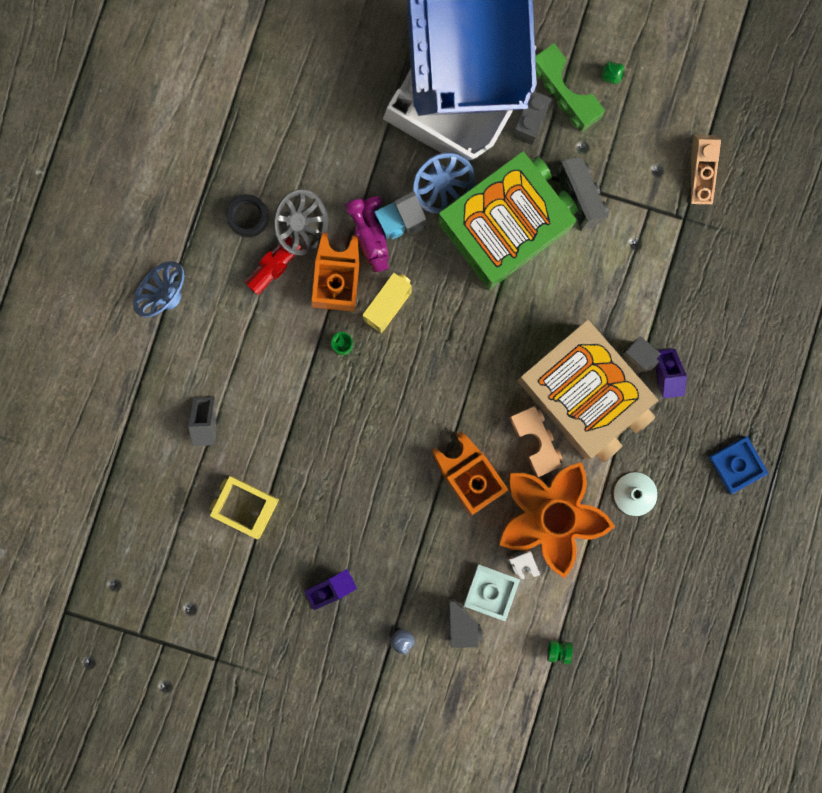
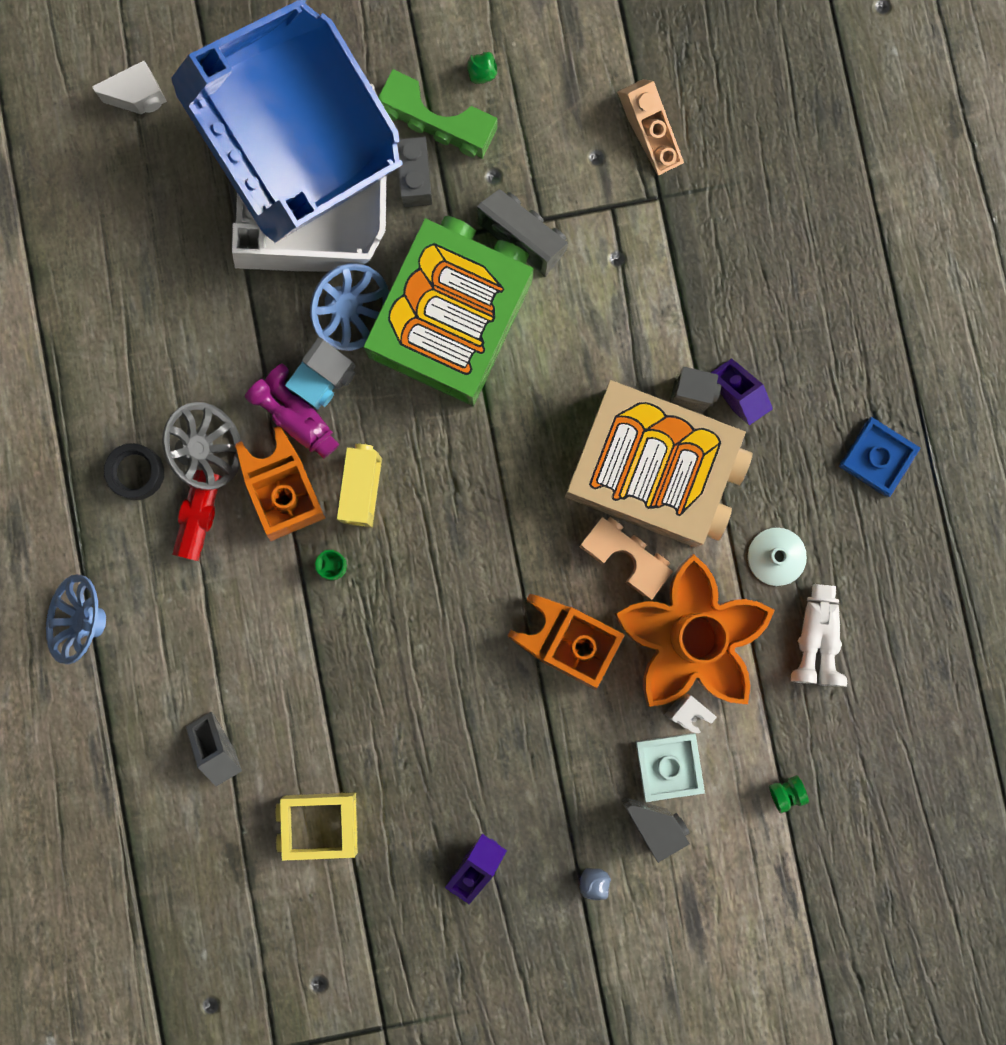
camera: 30 degrees left, 0 degrees up
(638, 558) = (820, 632): none -> white piece

